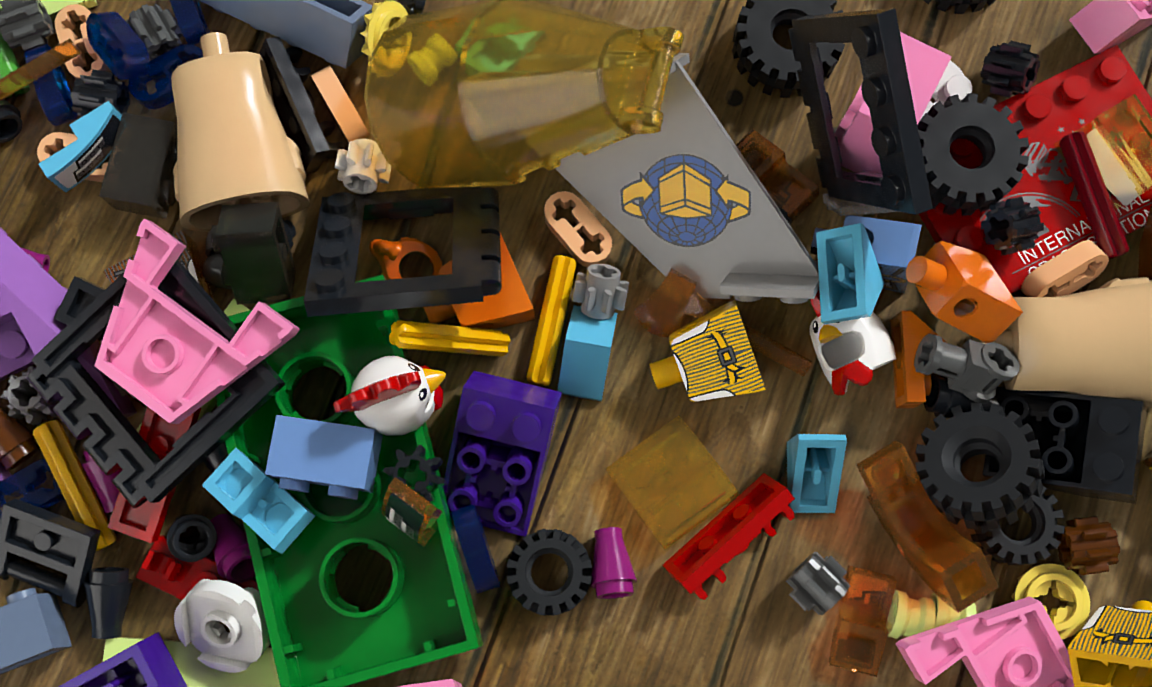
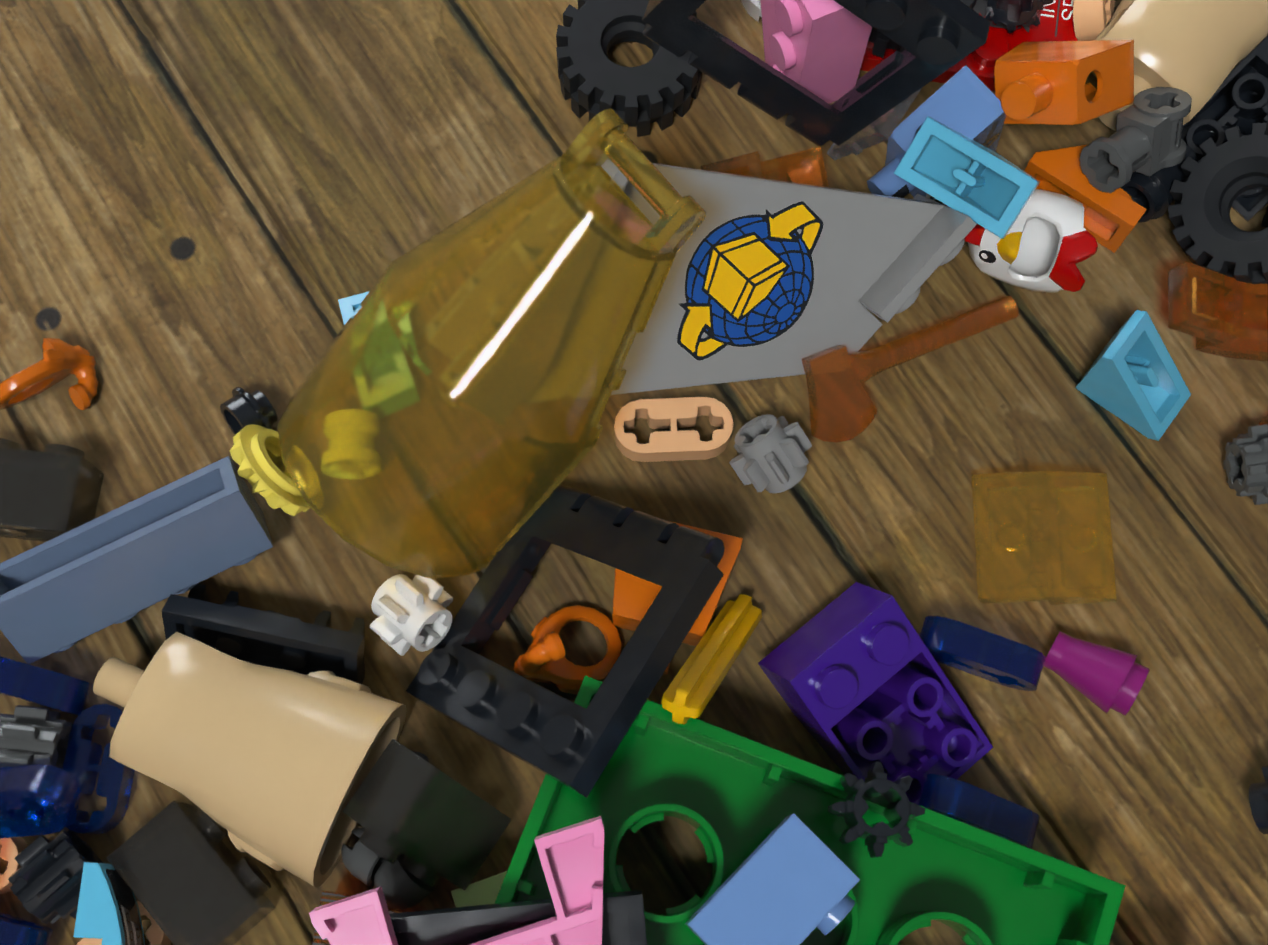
camera: 55 degrees left, 5 degrees down
(339, 104) = (310, 587): light nougat beam -> none
(394, 395) = (759, 761): white piece -> none
(410, 511) = (930, 842): slope -> none
(520, 568) = (1098, 742): black tyre -> none
(551, 320) = (759, 535): yellow axle -> none
(572, 491) = (982, 653): none -> clear blue beam
(586, 355) = (830, 523): medium azure slope -> none
(711, 357) = (938, 387): torso -> none
(729, 534) = (1148, 518): red plate -> none

